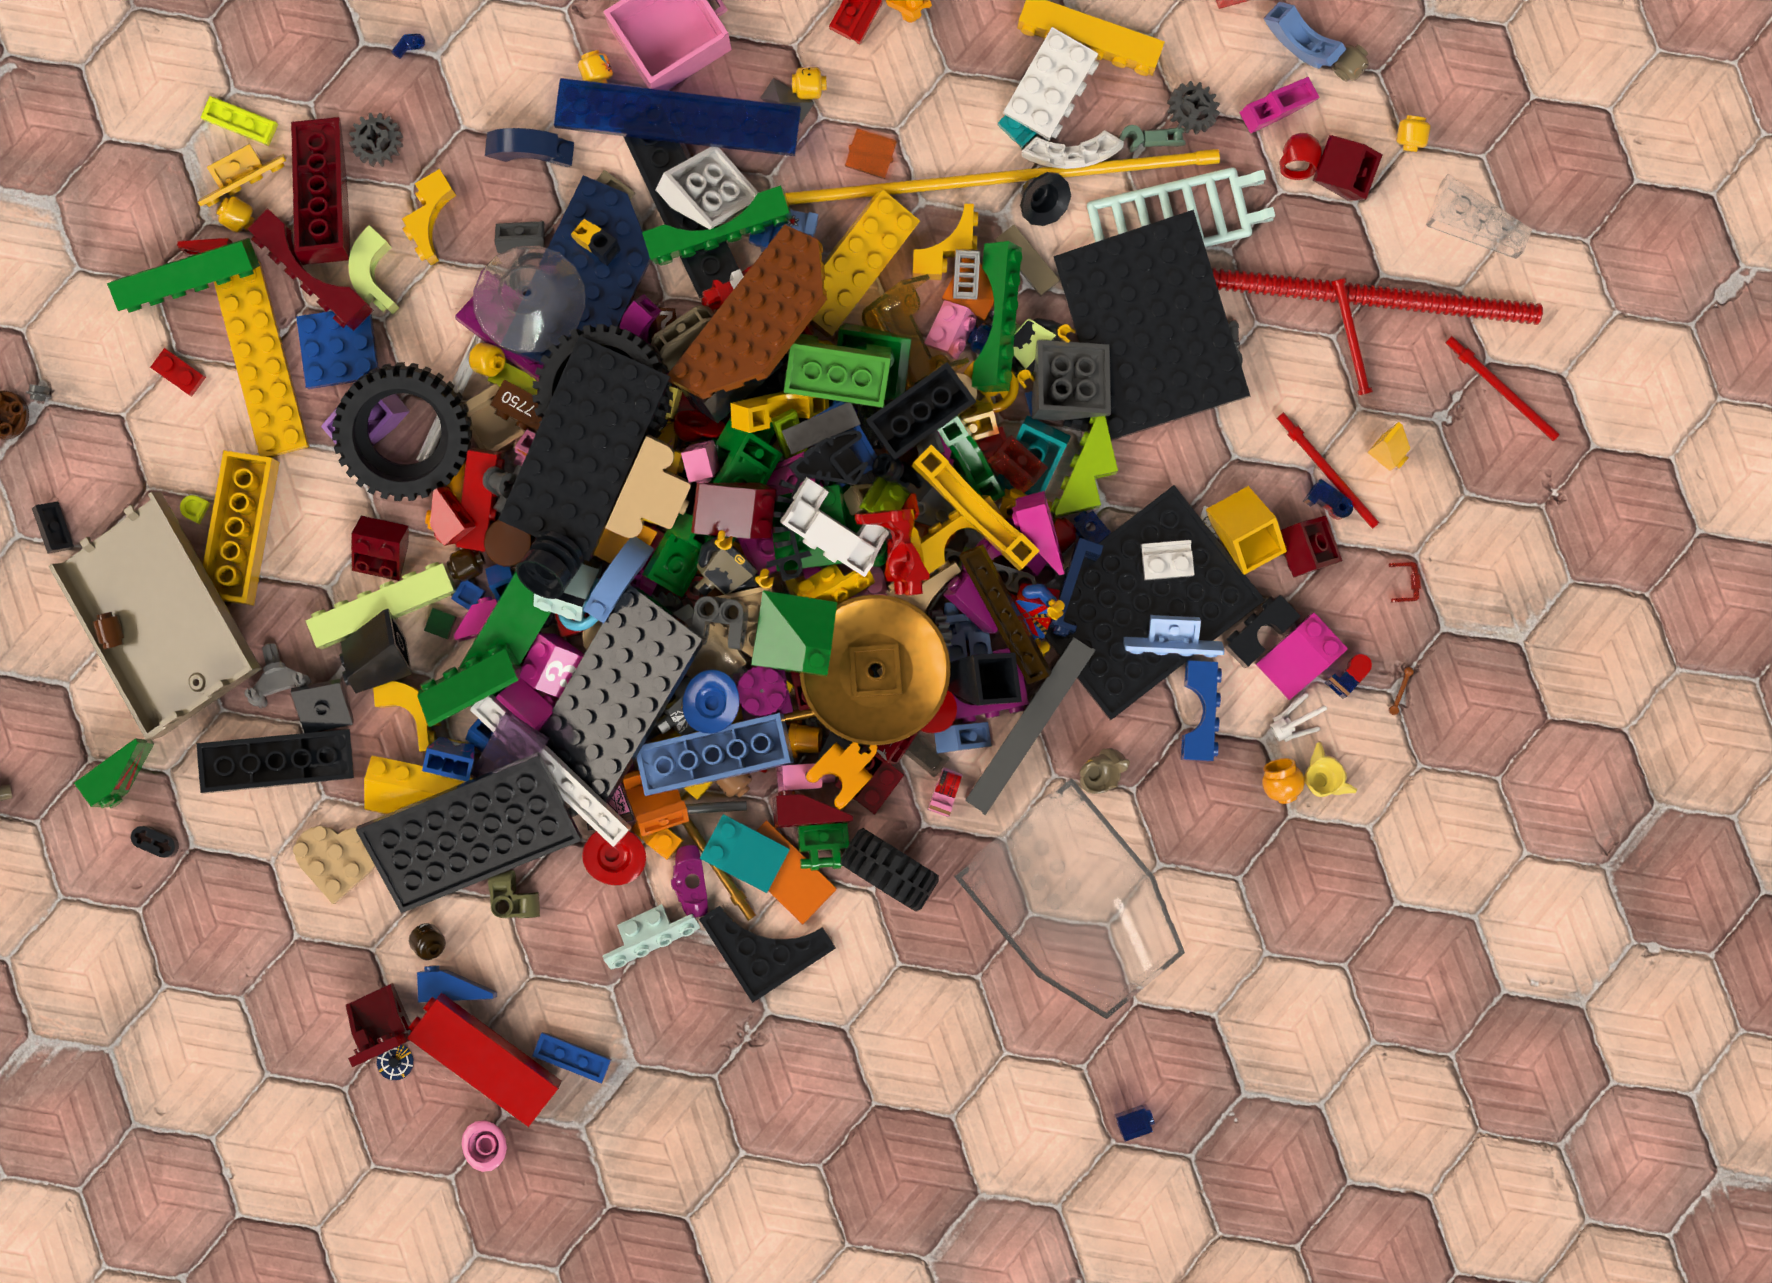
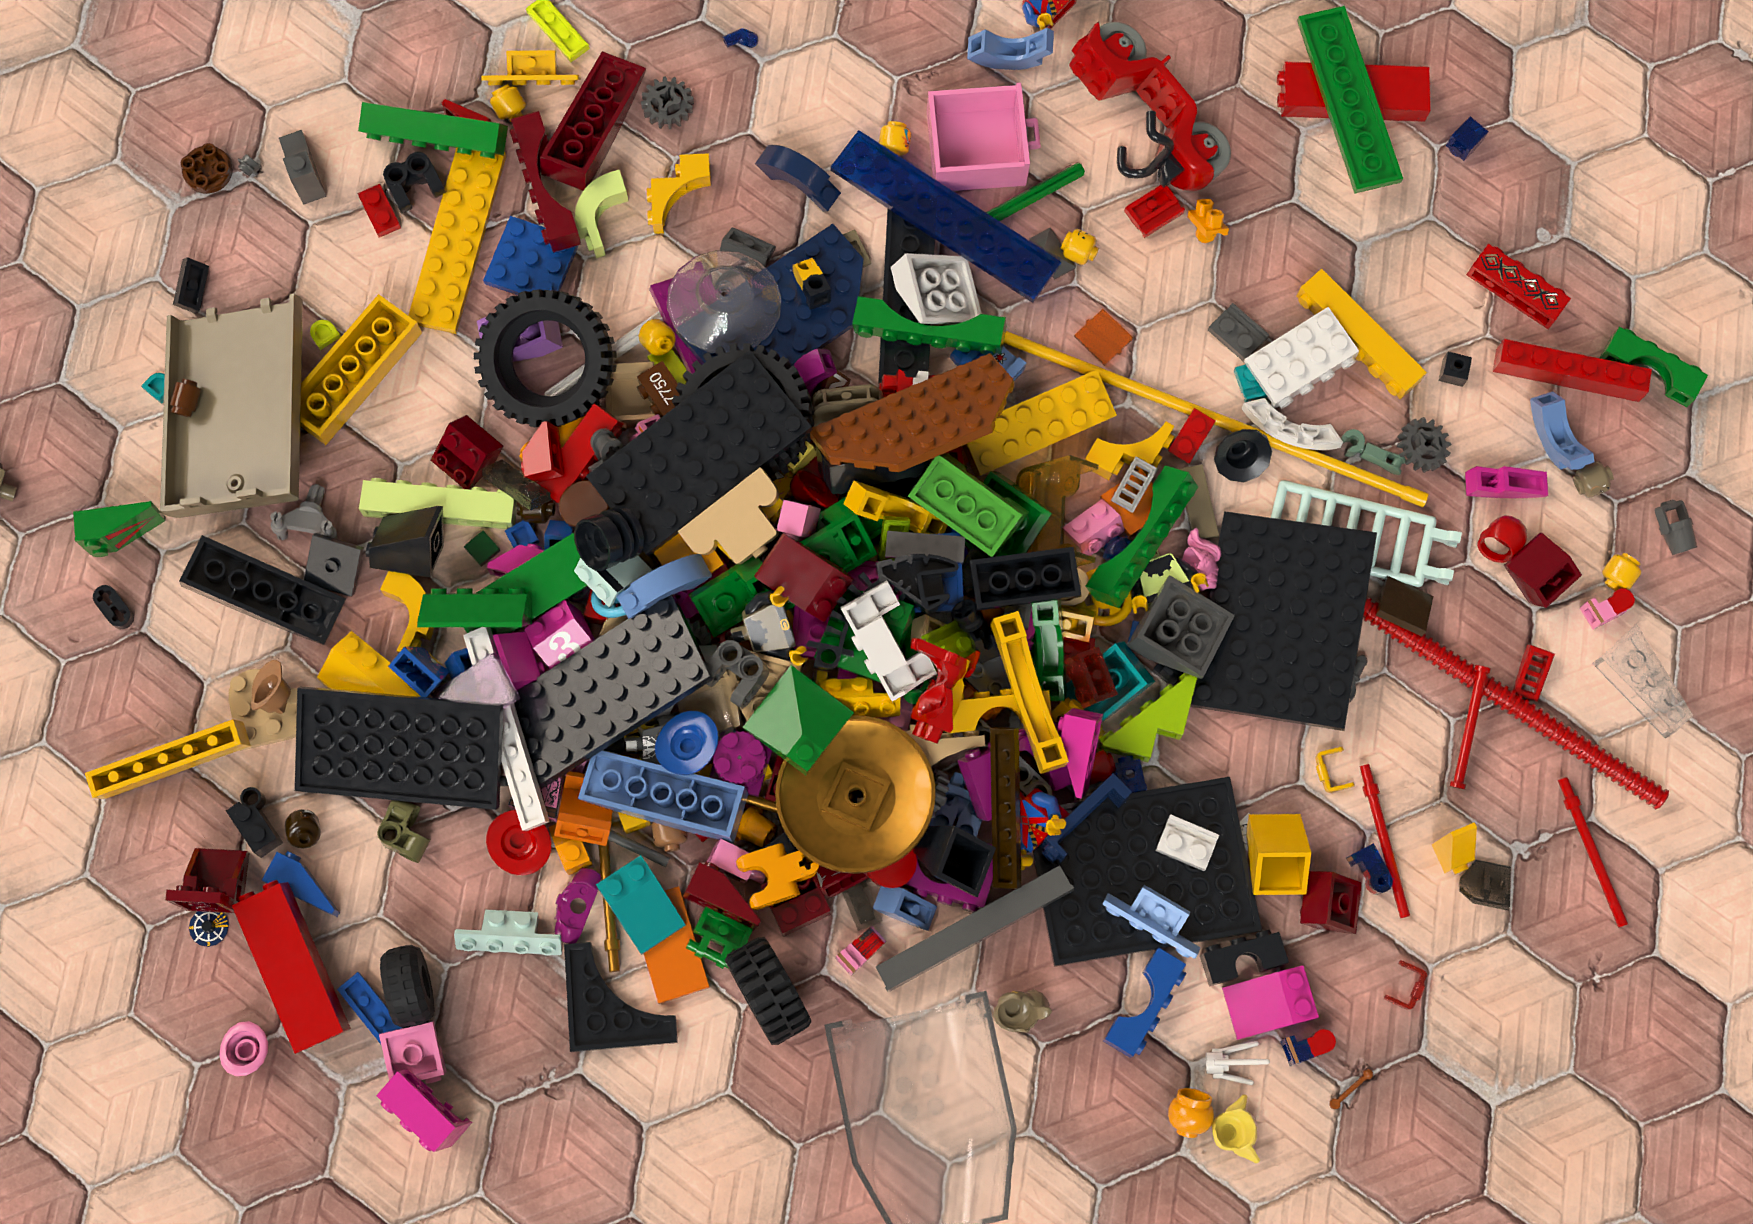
camera: 25 degrees right, 10 degrees down
(75, 632) = (155, 386): none -> teal tile
(86, 369) = (301, 167): none -> dark grey arch
(189, 328) = (410, 177): none -> black piece
(280, 946) = (167, 759): none -> yellow brick
(331, 842) = (270, 689): none -> medium nougat piece
(383, 958) = (254, 824): none -> black hinge
(437, 555) = (516, 485): none -> clear smoke plate
(590, 1024) = (407, 986): none -> black tyre
(626, 1075) = (414, 1050): none -> bright pink plate
(659, 1117) = (421, 1111): none -> dark pink wedge
(744, 52) = (1037, 192): none -> green axle
(984, 88) = (1238, 332): none -> dark grey plate
(992, 204) = (1191, 436): none -> red plate
(1056, 307) = (1203, 557): none -> bright pink hair
(1186, 31) = (1450, 373): none -> black plate
(1246, 259) = (1404, 606): none -> dark brown tile
(1248, 439) = (1323, 772): none -> yellow piece
(1389, 259) = (1542, 675): none -> red slope
(1421, 165) = (1604, 612): none -> leg
(1430, 463) = (1487, 884): none -> clear smoke slope
(1443, 74) = (1680, 534): none -> dark grey piece

